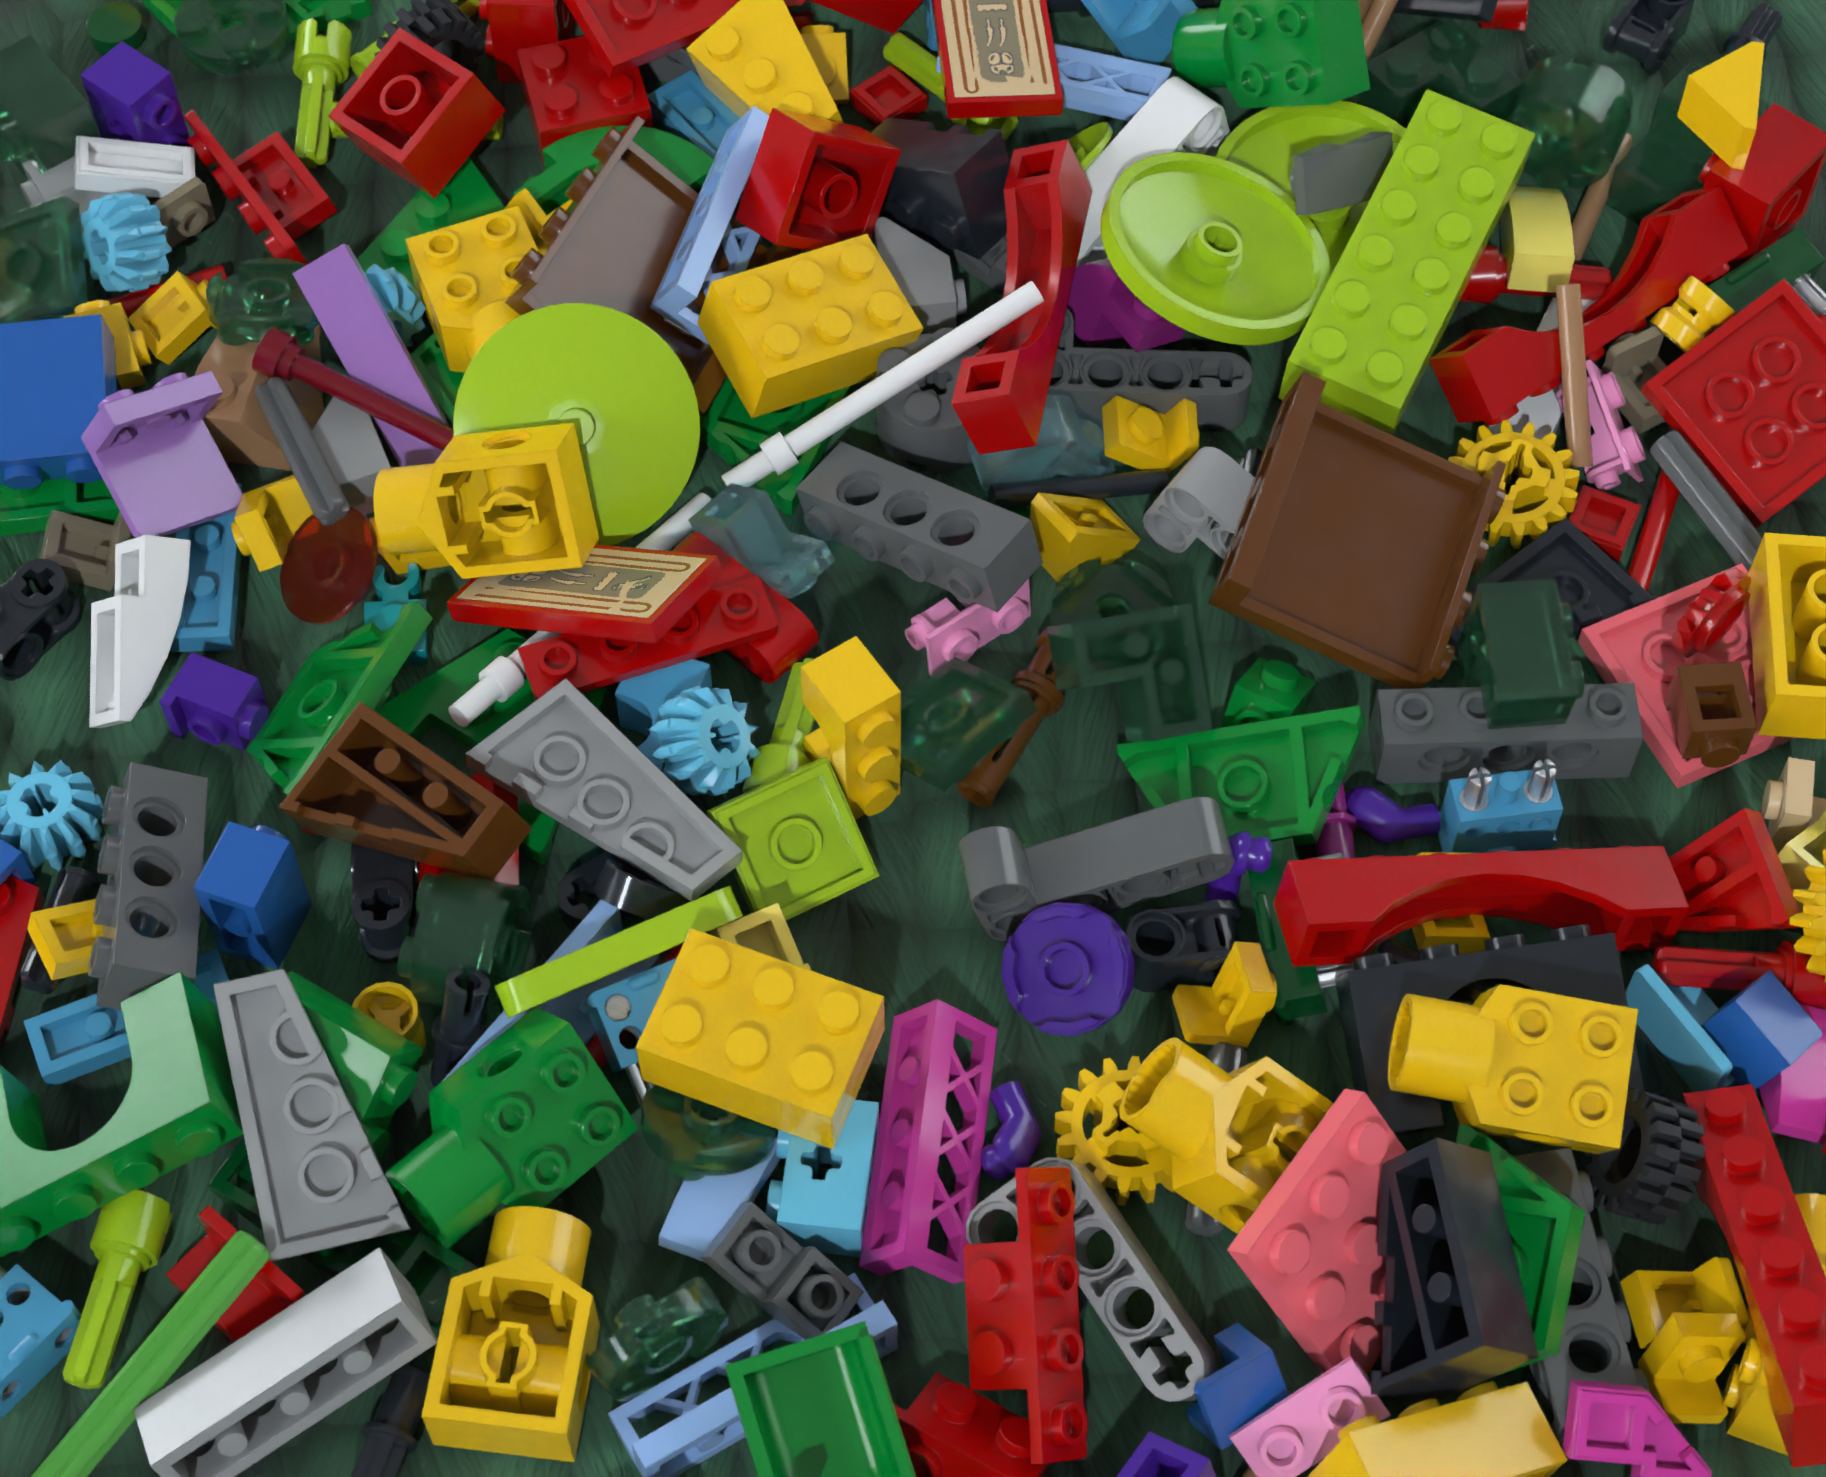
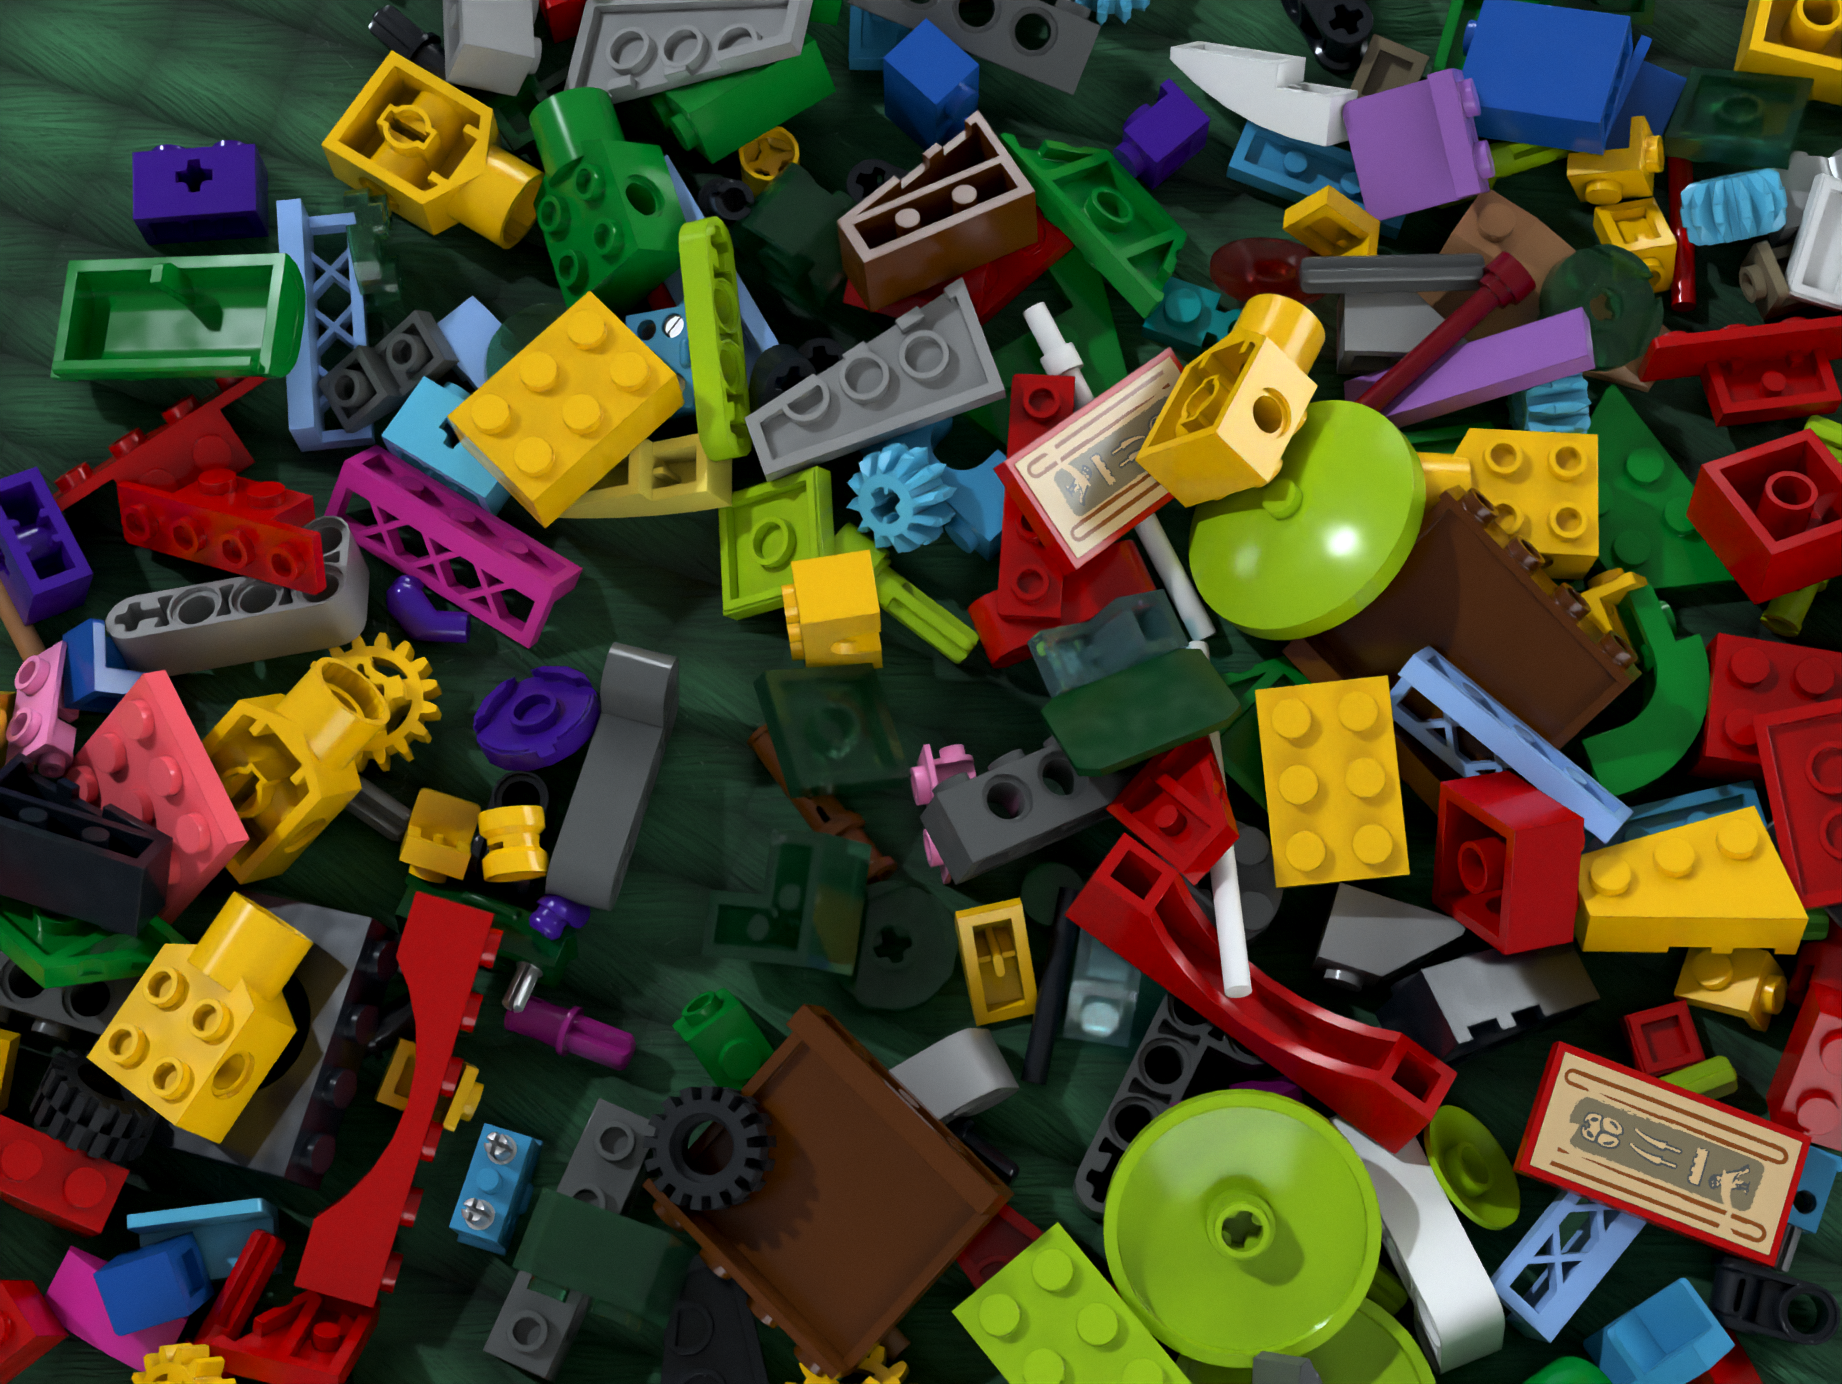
camera: 115 degrees right, 15 degrees up
(822, 471) = (1140, 712): none -> dark green piece
(894, 403) = (1180, 809): none -> red wing
(1148, 437) = (1082, 1082): yellow bracket -> none
(1207, 901) = (513, 843): none -> yellow wheel
(1264, 774) = (637, 974): green wing -> none
(1387, 820) = (553, 1085): dark purple arm -> none
(1396, 606) = (671, 1142): none -> black tyre

